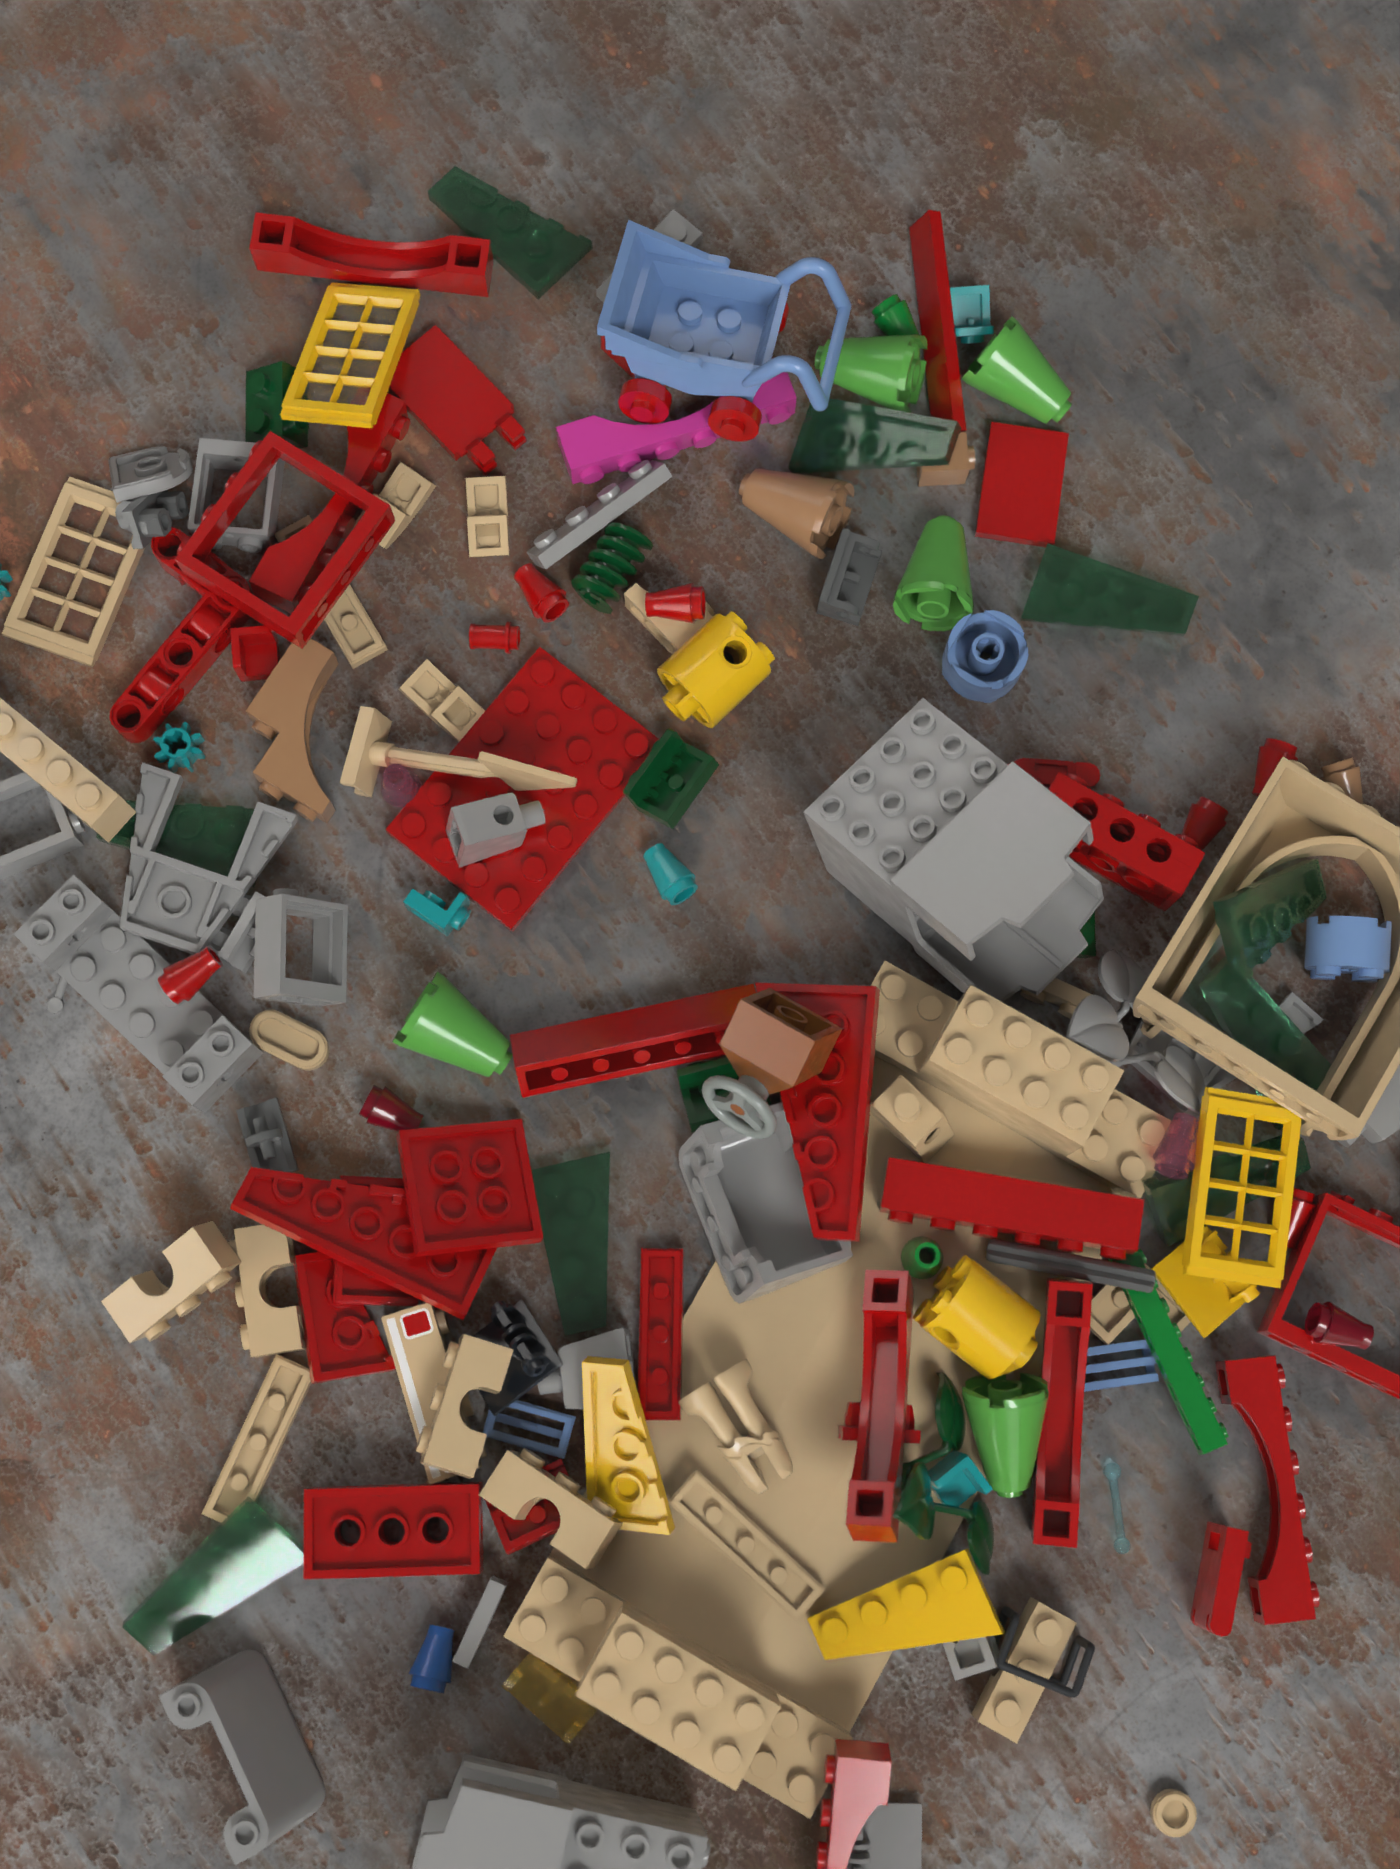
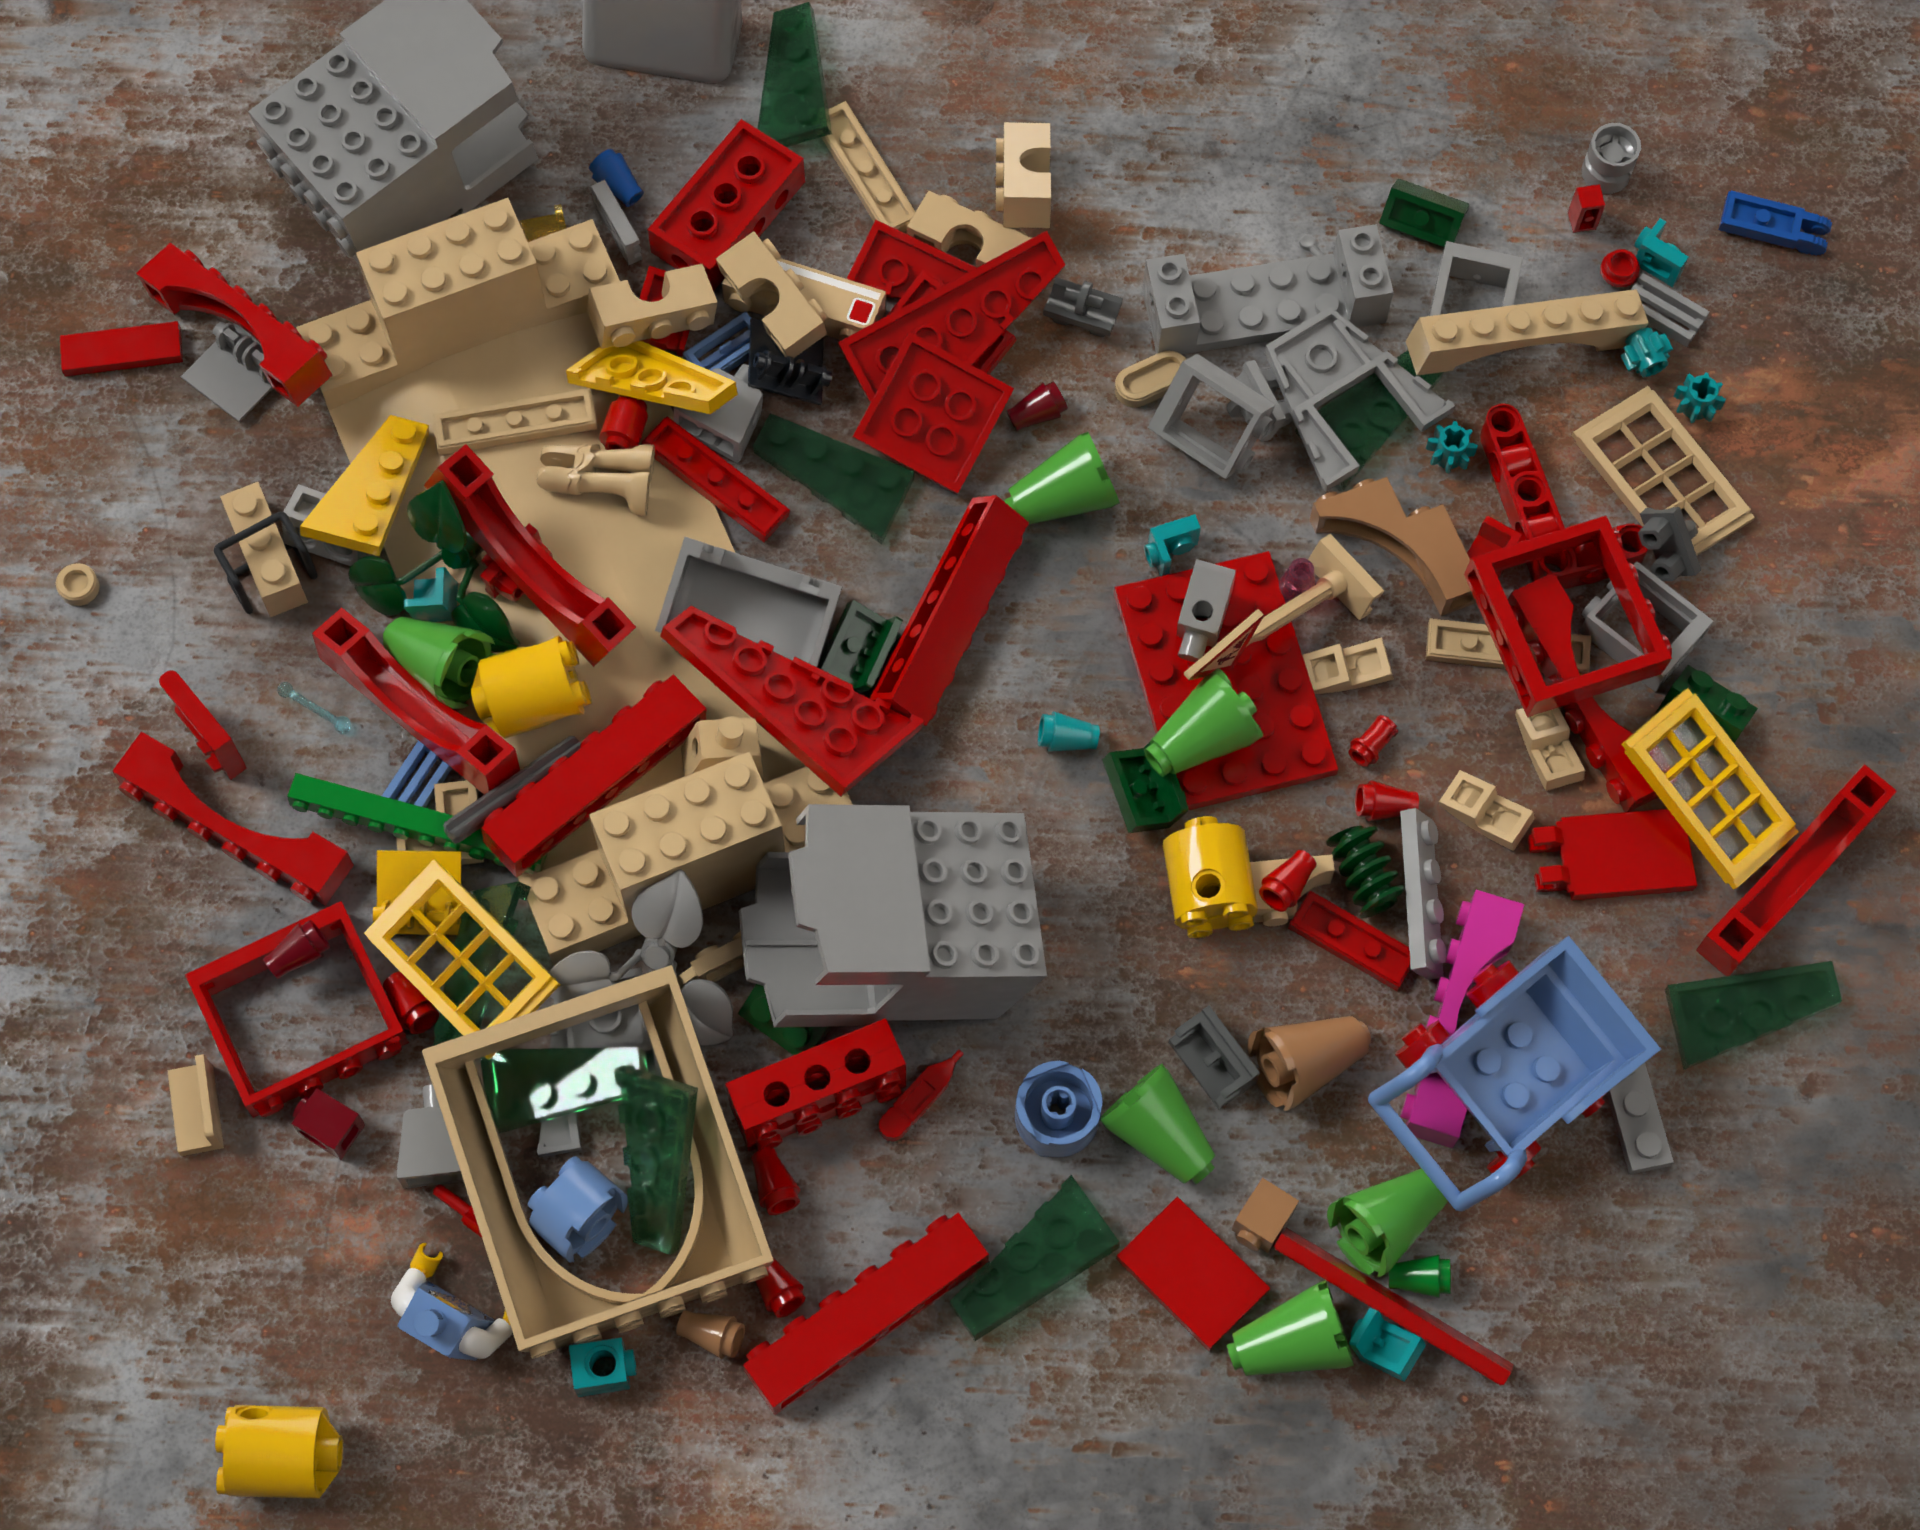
camera: 130 degrees right, 10 degrees down
(148, 472) = (1711, 567): light grey tile -> none
(188, 975) = (1253, 326): red cone -> none
(600, 752) = (1204, 727): none -> bright green cone
(671, 537) = (1352, 940): none -> red tile
(680, 1444) = (624, 423): none -> red brick
(771, 1049) = (854, 671): dark orange piece -> none
(870, 437) = (1327, 1157): clear green wing -> none
(912, 1262) = (611, 687): green cone -> none
(1177, 1149) = (532, 927): clear pink cone -> none
(1242, 687) = (865, 1312): none -> red brick

